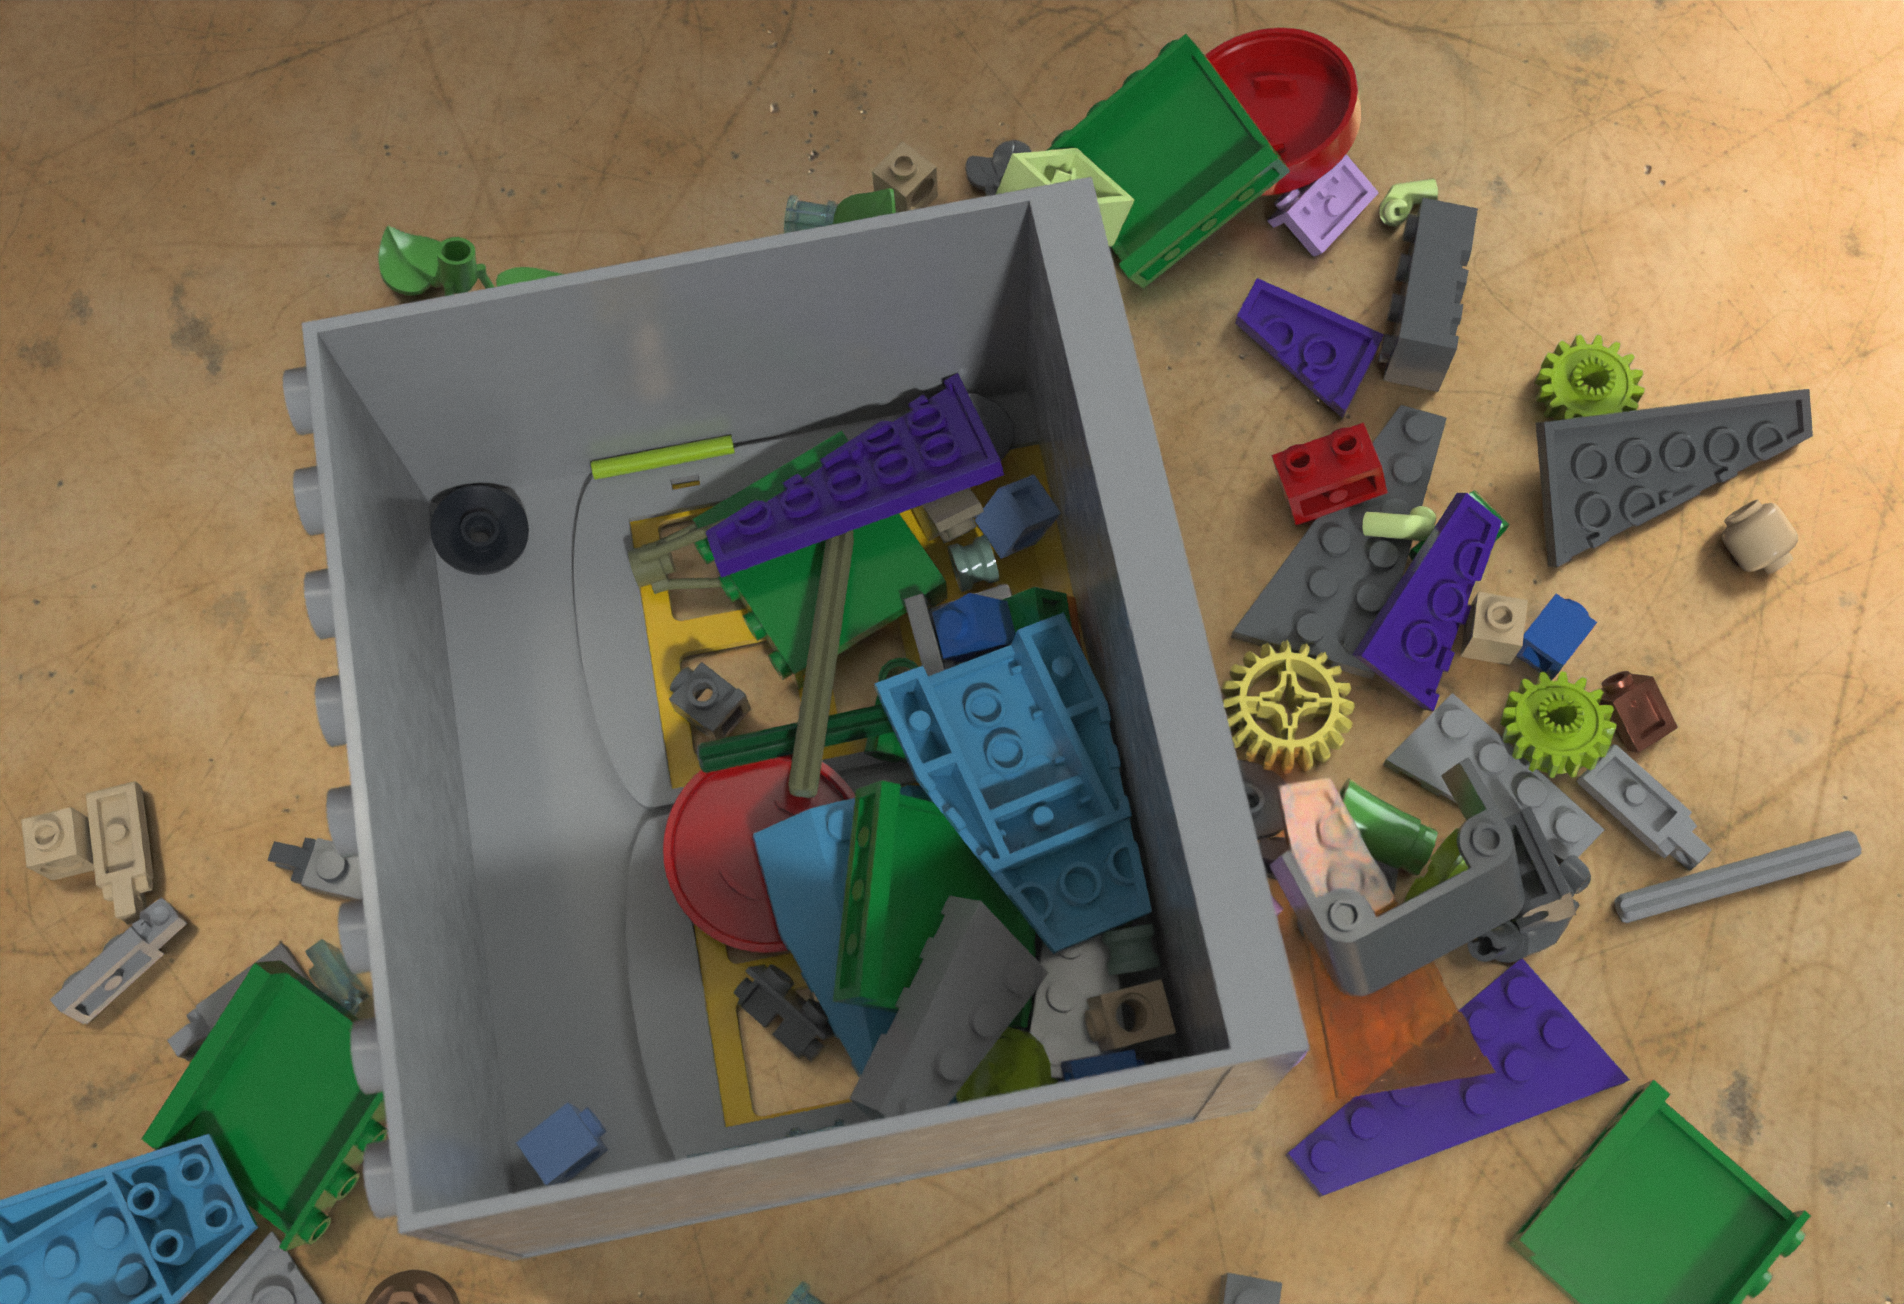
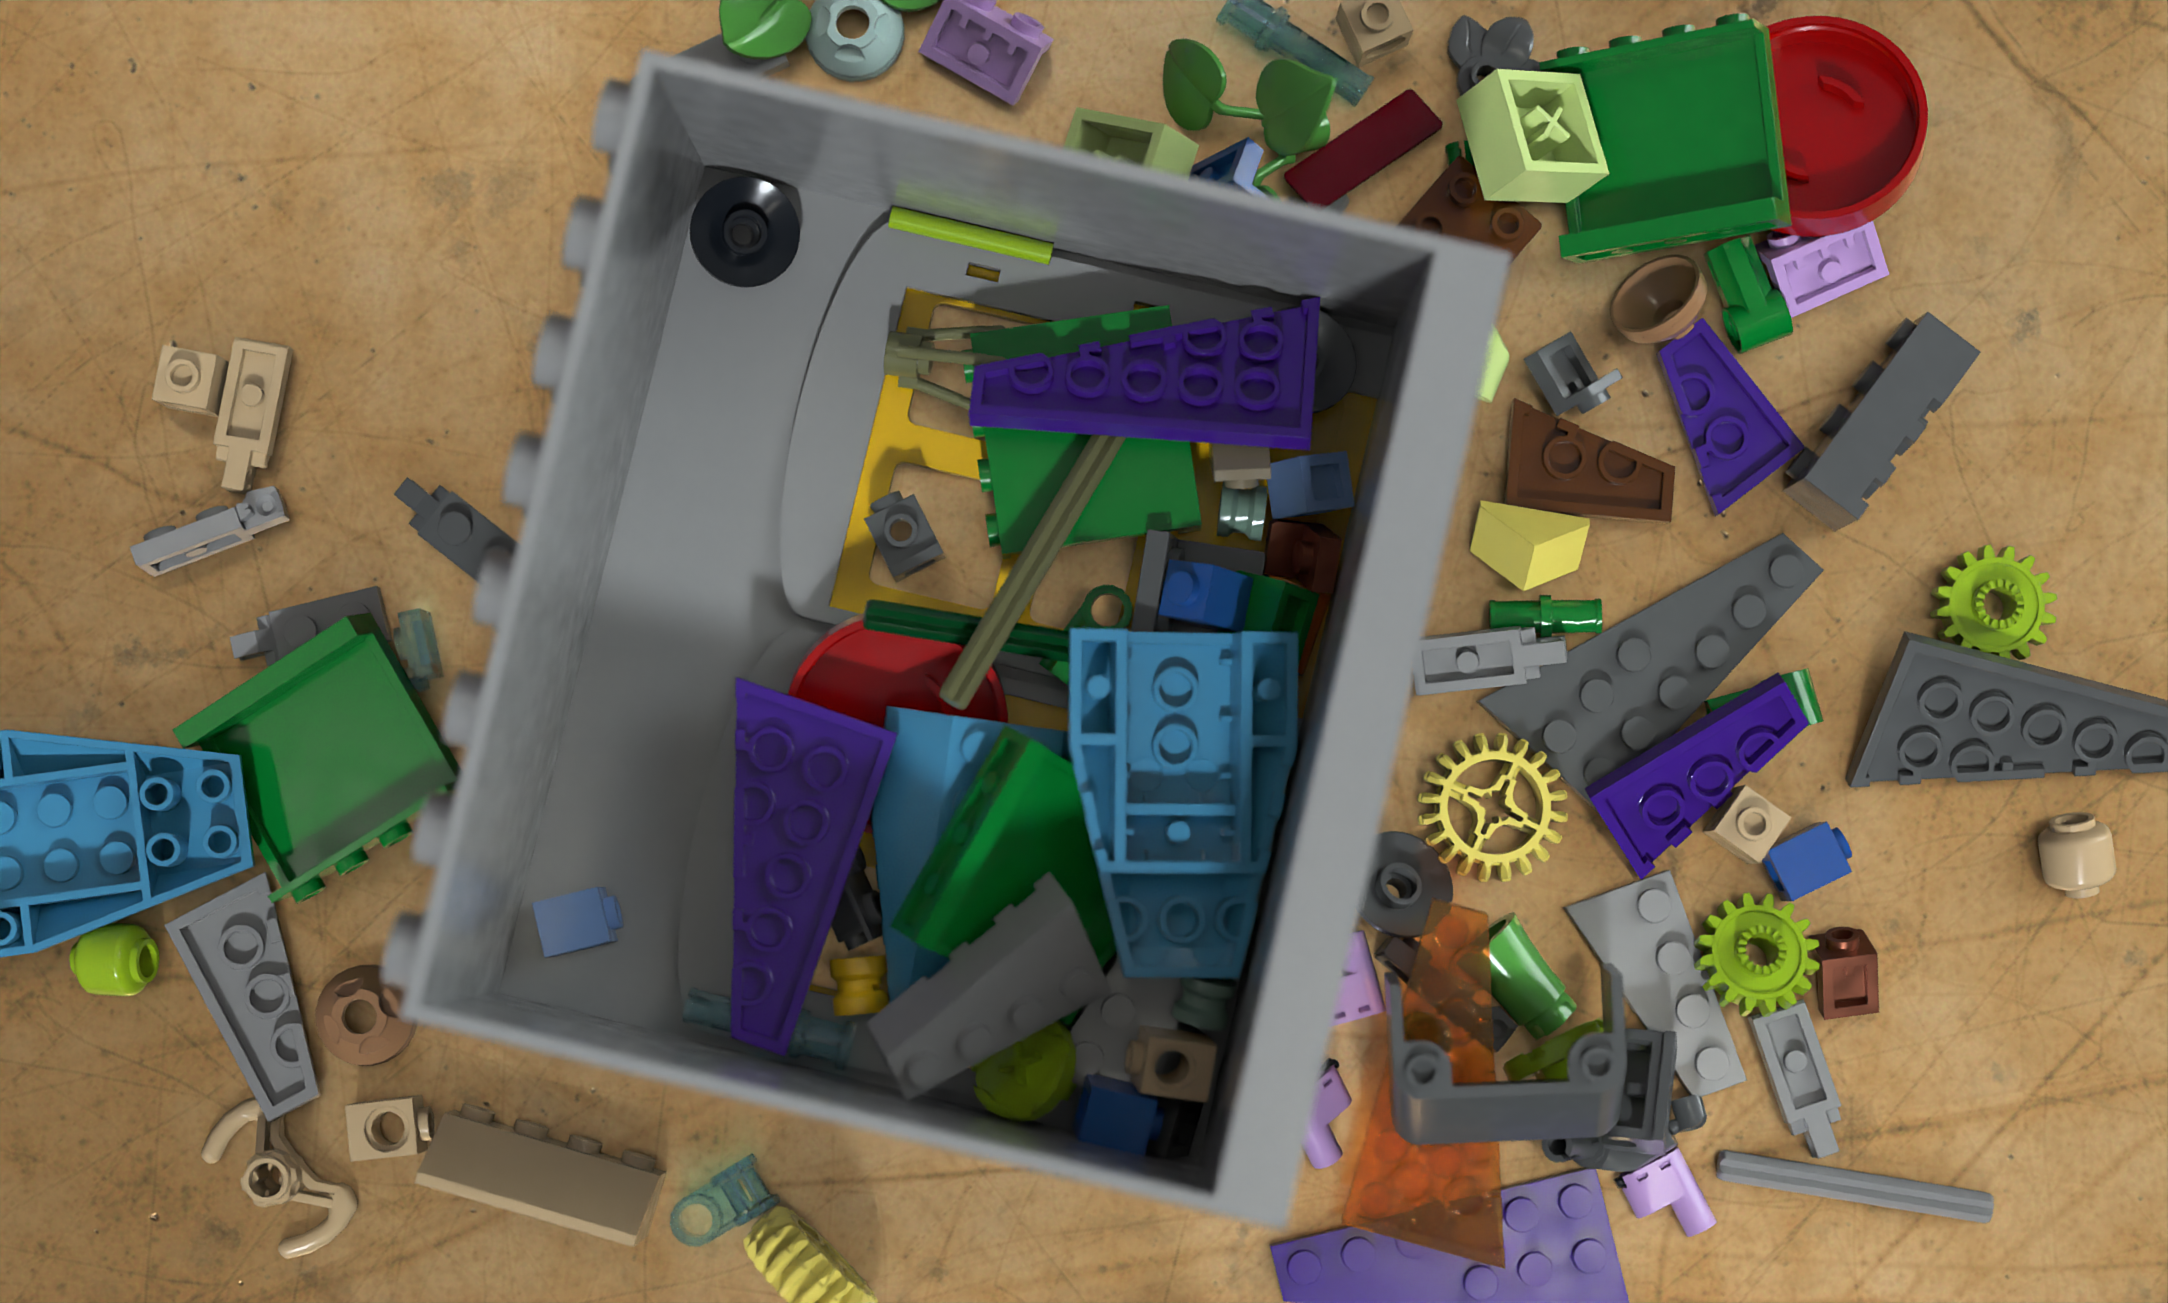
camera: 20 degrees right, 15 degrees up
(718, 962) = (798, 823): none -> dark purple wing
(830, 1084) = (858, 985): none -> yellow wheel
(1041, 567) = (1304, 553): none -> copper bracket
(1177, 365) = (1568, 376): none -> dark grey bracket
(1214, 493) = (1528, 543): none -> light yellow slope
(1218, 432) = (1582, 474): none -> reddish brown wing
(1219, 278) = (1653, 293): none -> medium nougat piece
(1235, 586) = (1484, 659): none -> light grey hinge
(1252, 545) = (1548, 615): none -> green pin
(1290, 259) = (1752, 309): none -> green piece
(1330, 473) = (1662, 579): red brick -> none
(1402, 197) = (1911, 291): yellowish green arm -> none
(1414, 526) = (1705, 674): yellowish green arm -> none
(1585, 944) = (1665, 1183): none -> lavender piece

